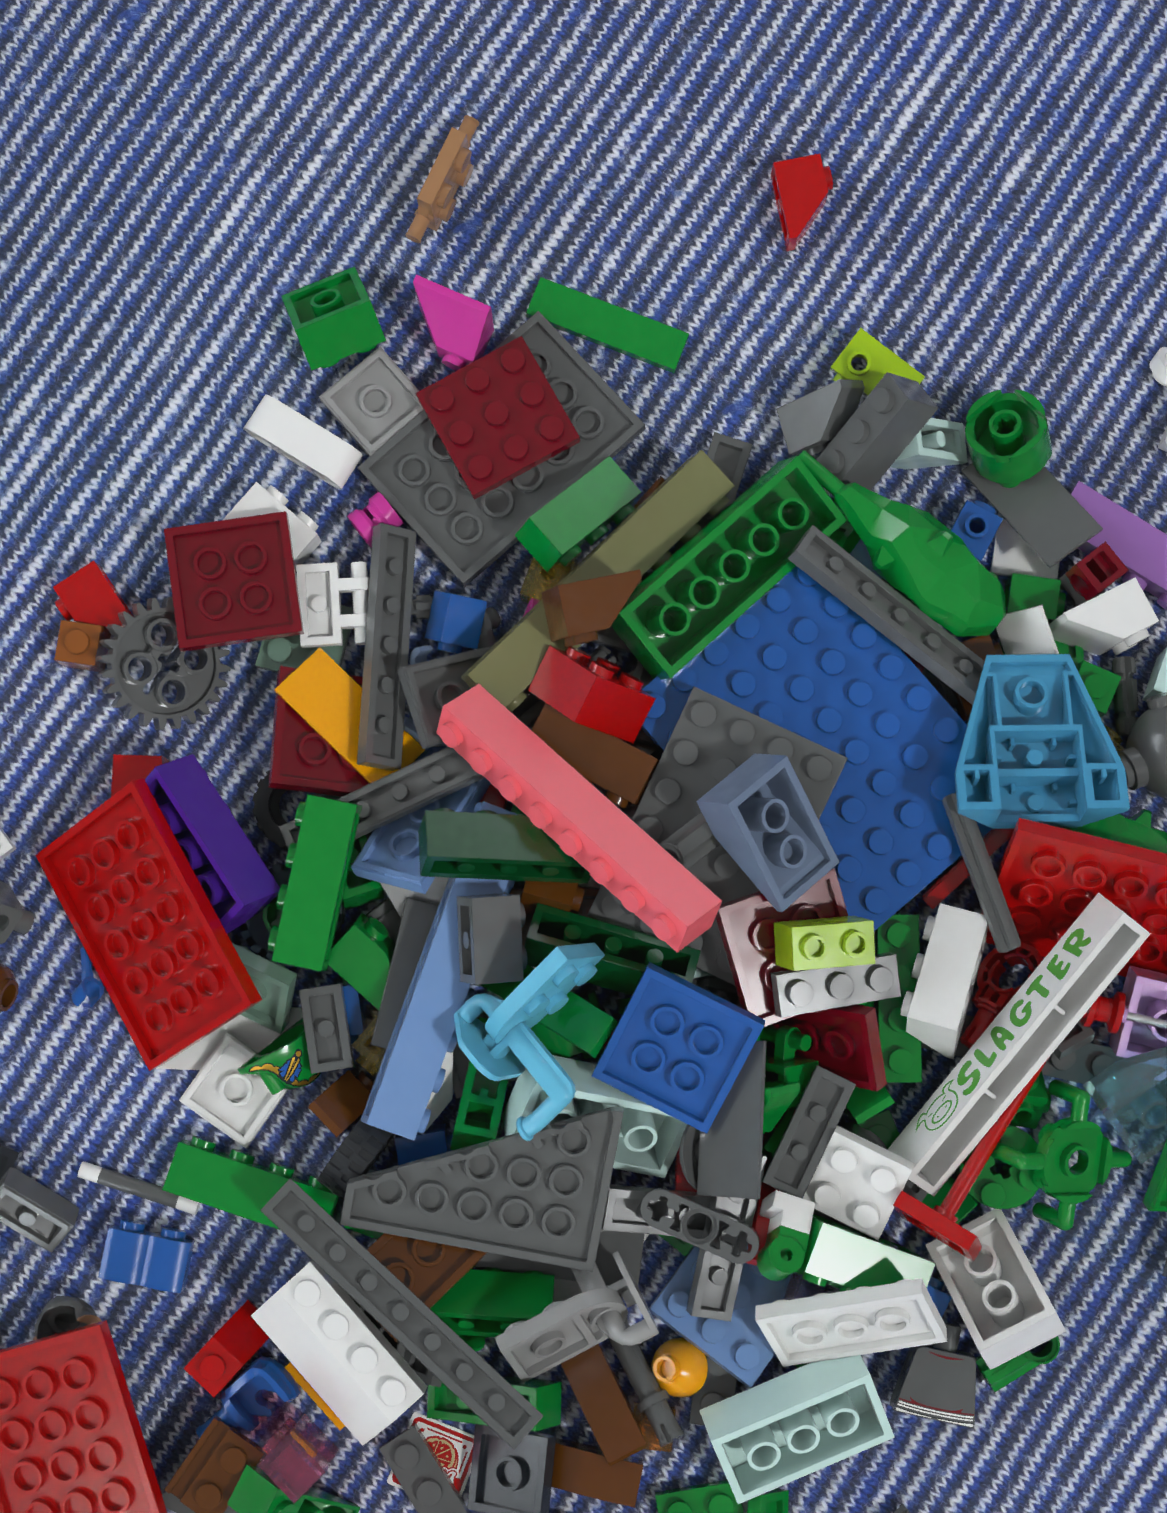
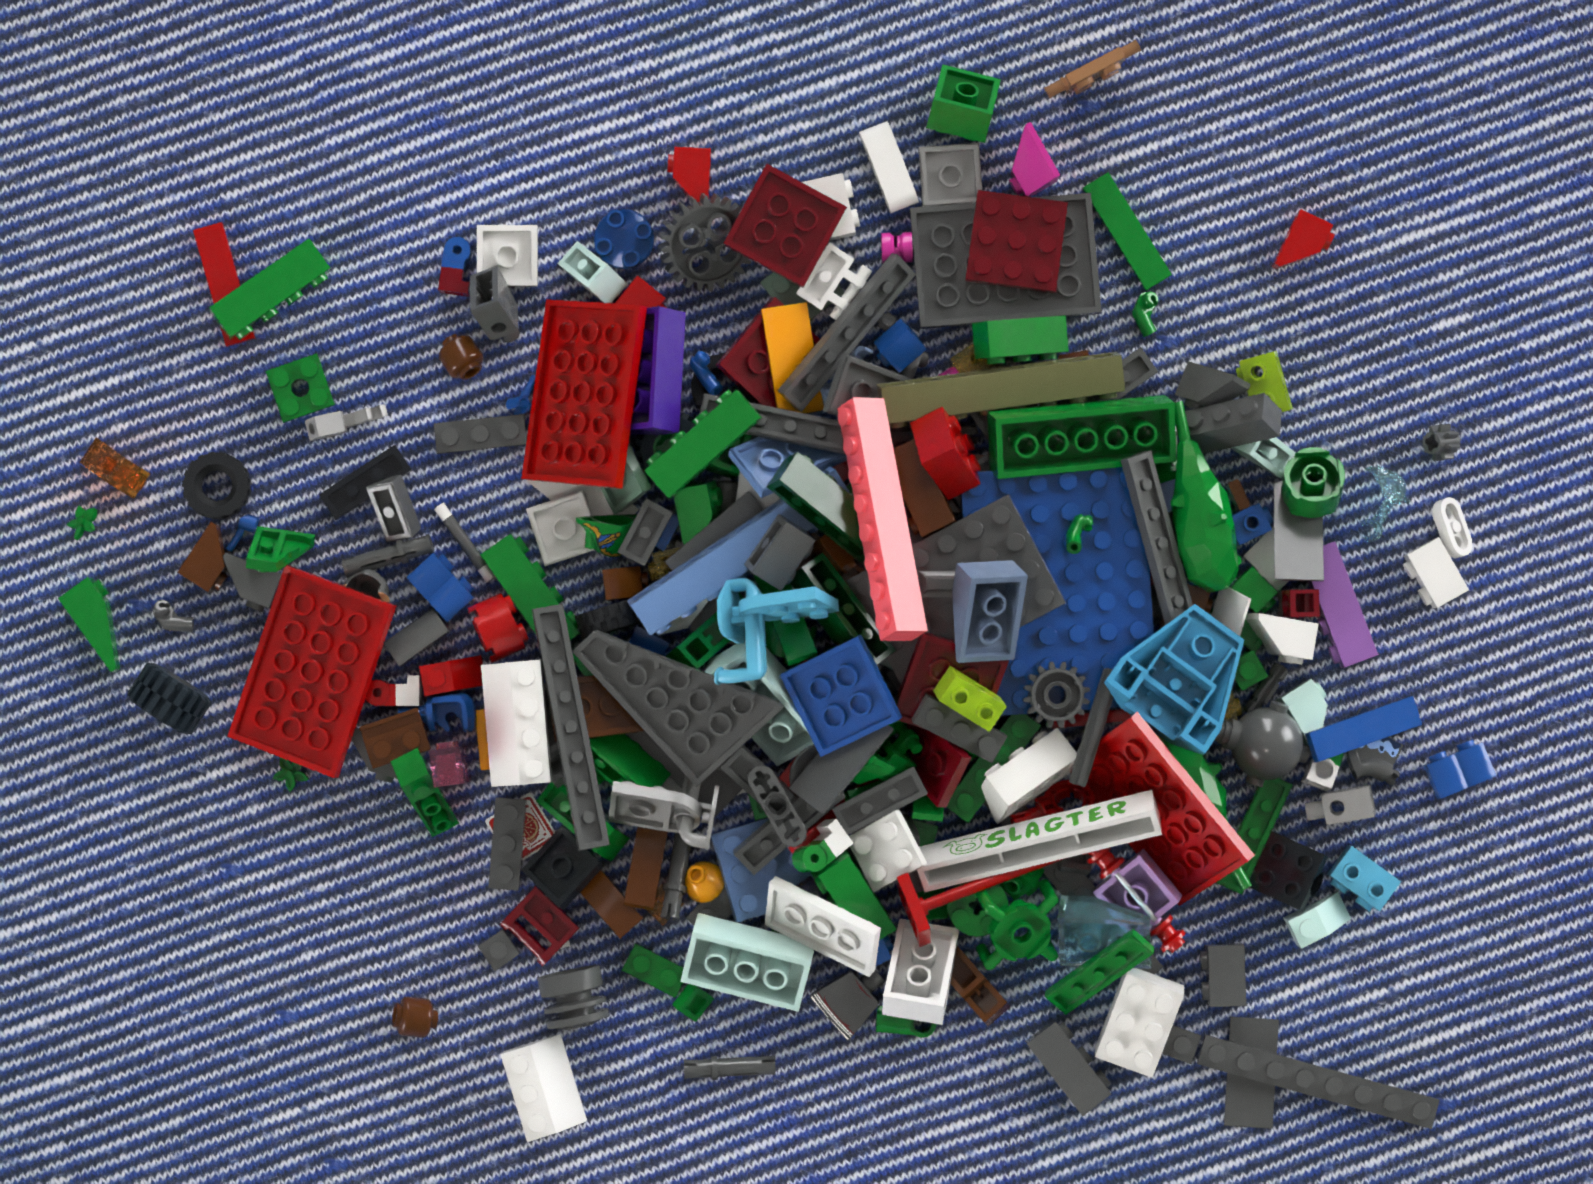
camera: 30 degrees right, 5 degrees up
(65, 789) = (592, 273): none -> light aqua slope
(69, 1055) = (480, 434): none -> dark grey plate
(72, 1254) = (388, 555): none -> dark grey pin
(73, 728) = (623, 239): none -> blue dish
(80, 645) = (665, 194): dark orange brick -> none
(161, 1335) = (417, 637): none -> dark grey brick
(171, 1424) = (386, 694): none -> leg
(241, 1257) = (497, 627): none -> red brick
(270, 809) = (699, 366): none -> blue arm
(587, 606) = (980, 402): reddish brown slope -> none
(687, 394) = (1142, 311): none -> green arm
(798, 678) = (1073, 535): none -> green arm
(936, 863) = (1072, 699): none -> dark grey gear
(939, 509) = (1237, 495): none -> reddish brown tile
(1068, 1259) = (977, 989): none -> reddish brown slope
(1098, 384) = (1393, 490): none -> clear light blue piece
(1107, 296) = (1441, 442): none -> dark grey gear

